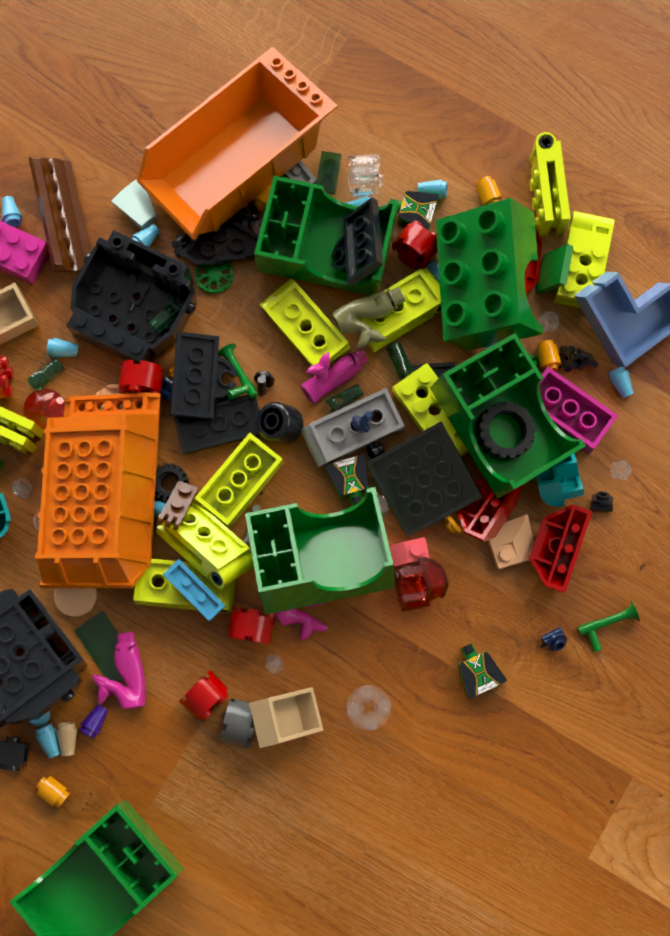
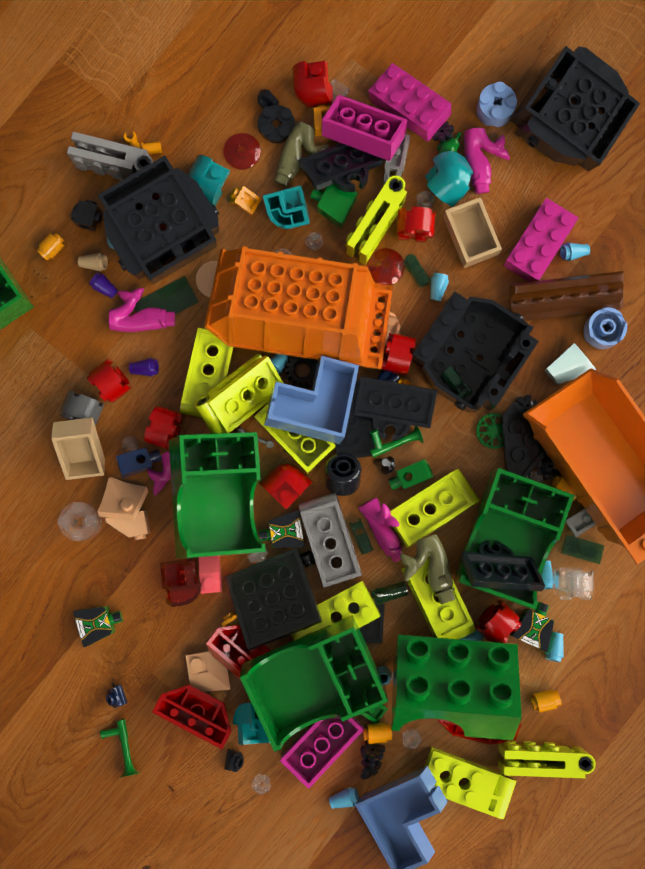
camera: 95 degrees right, 5 degrees up
(48, 740) = (95, 245): medium azure cone -> none
(92, 171) = (615, 327): none -> light blue brick
(147, 235) = (535, 370): medium azure cone -> none
(178, 505) = (274, 373): hinge -> none
(185, 660) = (144, 367): none -> dark purple cone
(194, 590) = (197, 380): dark azure plate -> none
(211, 449) = (319, 411): none -> medium blue piece
(268, 341) = (420, 471): none -> green torso
(295, 658) = (128, 462): none -> dark blue torso
(297, 482) = (286, 483): none -> red brick
(338, 662) = (122, 500): none -> light nougat plate
(361, 423) = (329, 548): dark blue plate -> none
(364, 648) = (132, 528): none -> light nougat slope
(524, 421) = (295, 698): black tyre -> none
(554, 269) = (459, 752): green tile -> none

